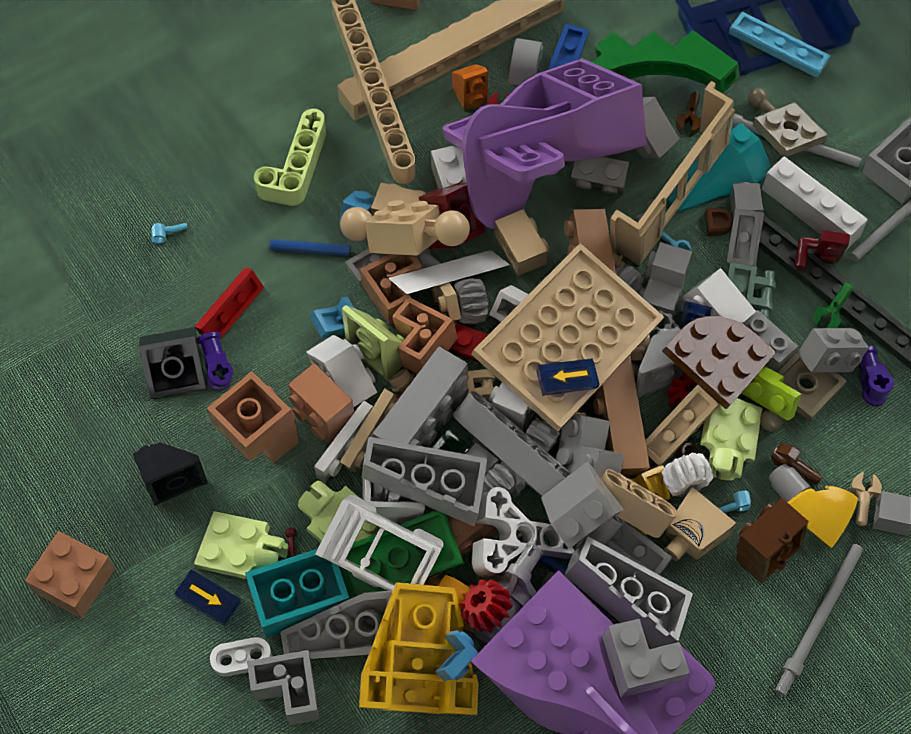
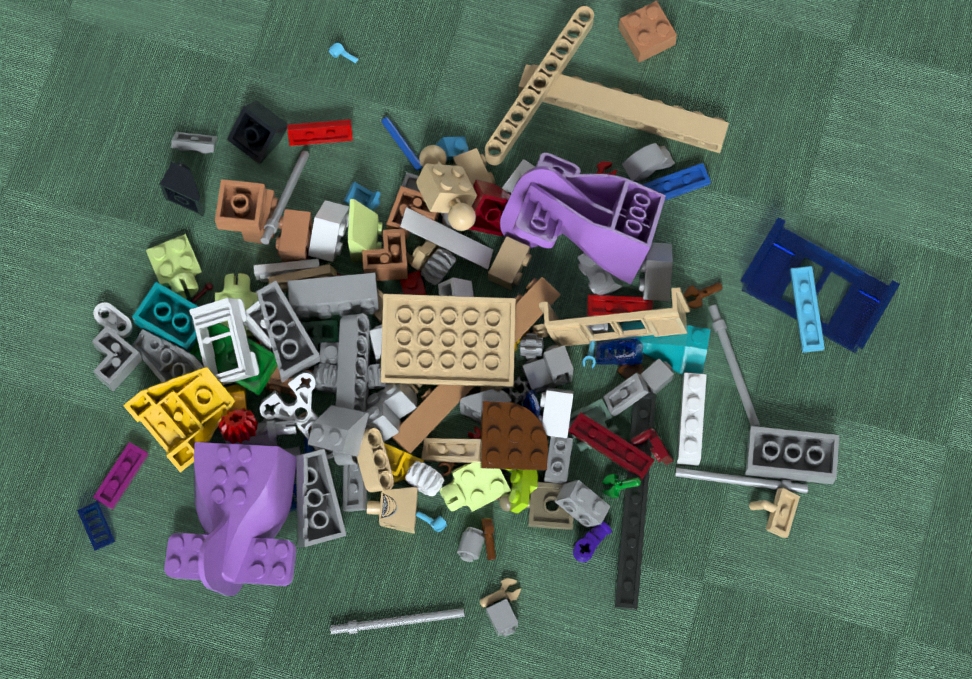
camera: 50 degrees right, 10 degrees up
(70, 574) = (84, 190): nougat brick -> none
(133, 422) = (197, 142): none -> light grey plate
(207, 597) = (133, 274): clear blue tile -> none
(215, 361) = (277, 154): dark purple connector -> none
(297, 407) = (273, 223): none -> light grey bar
(299, 156) = (457, 83): yellowish green beam -> none
(401, 380) = (354, 268): tan plate -> none
(457, 664) = (189, 437): dark azure bracket -> none
(470, 86) = (599, 143): orange slope -> none
(567, 377) = (415, 360): clear blue tile -> none
(637, 666) = (254, 532): light grey brick -> none
(646, 186) = (607, 305): none -> red plate
(653, 55) = (716, 236): green arch -> none
(706, 215) = (632, 355): none -> clear blue slope
(771, 539) = (418, 555): reddish brown brick -> none
(793, 283) = (611, 445): none -> dark red plate
(802, 130) = (750, 356): dark tan plate -> none
(826, 511) = (467, 576): yellow brick -> none

